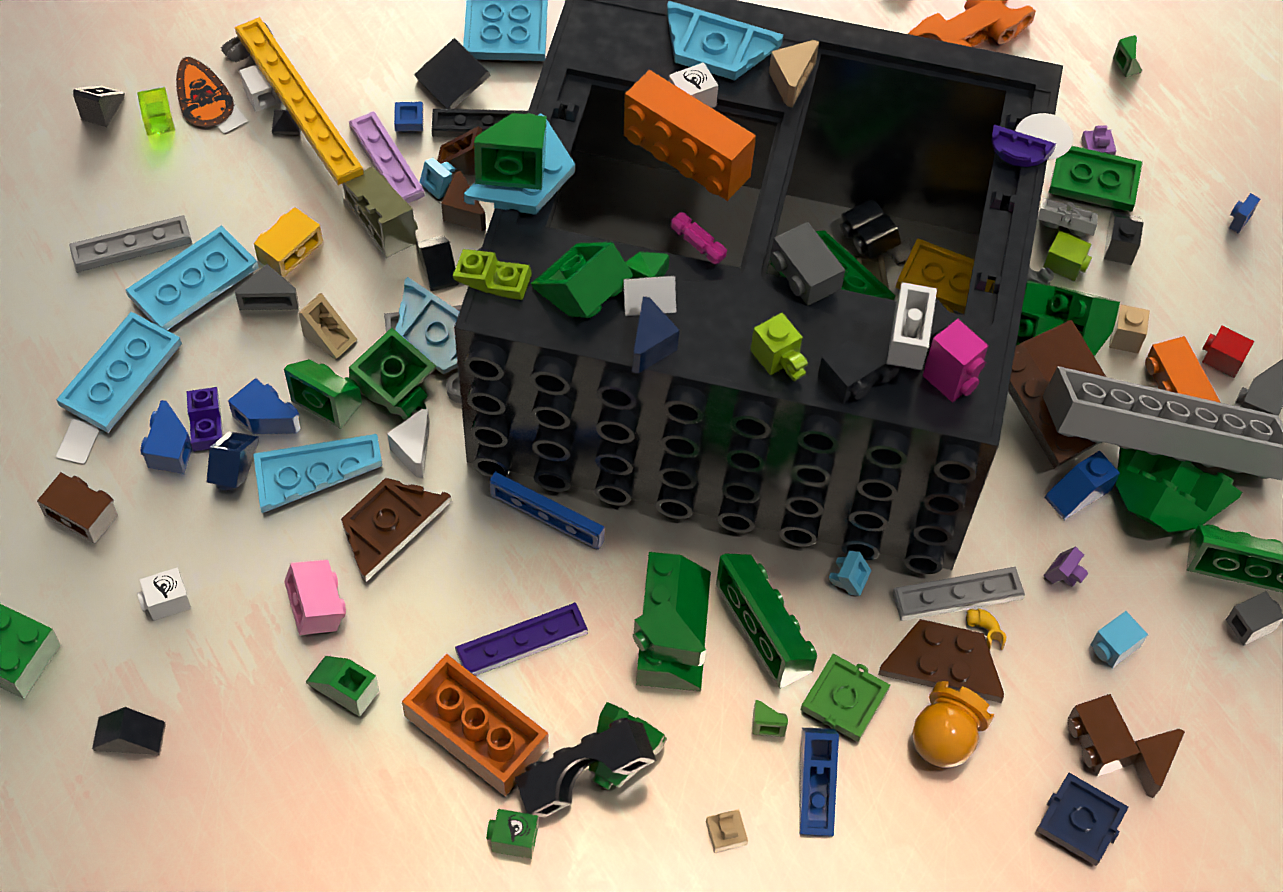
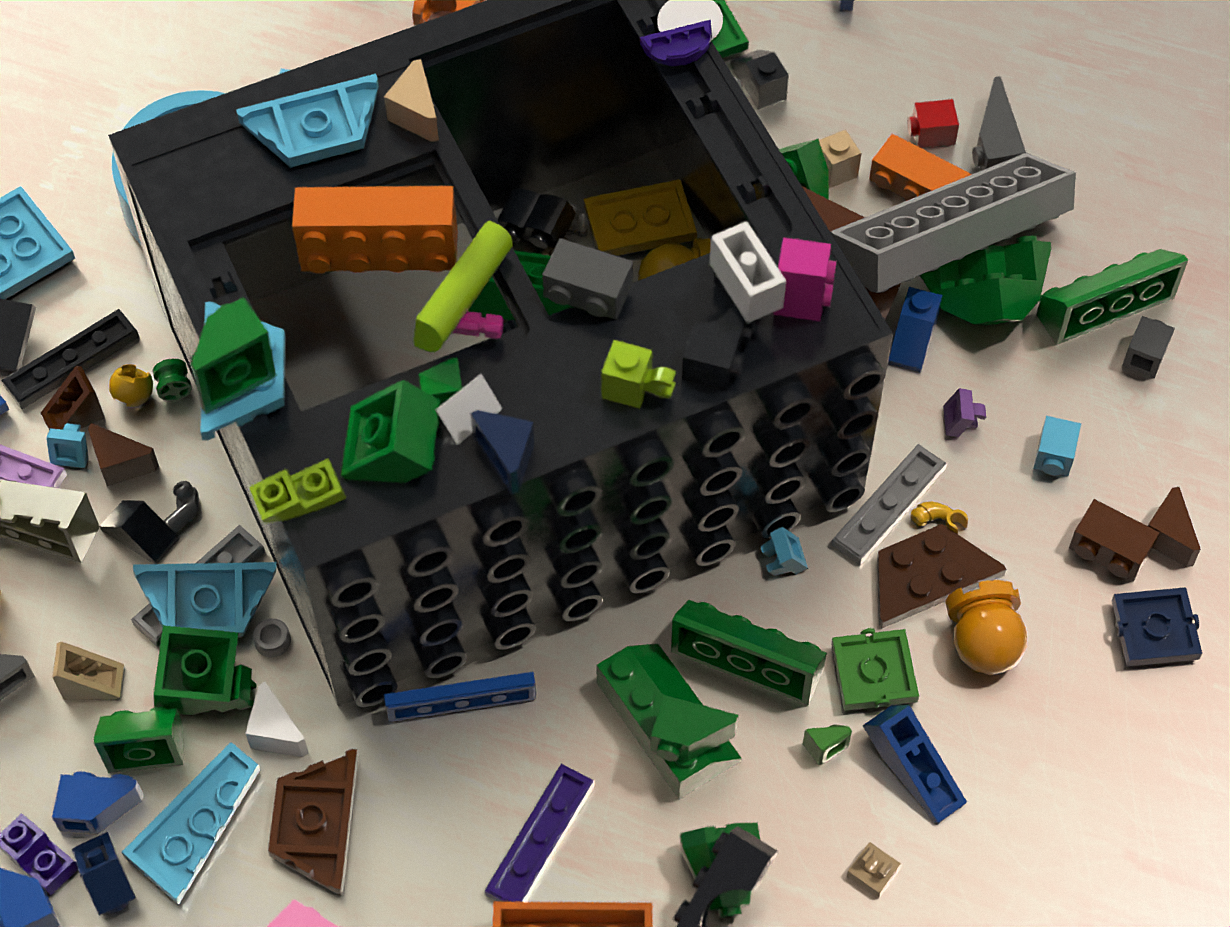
camera: 35 degrees left, 0 degrees up
(698, 83) = (337, 171): white brick -> none
(712, 209) = (461, 287): none -> lime brick

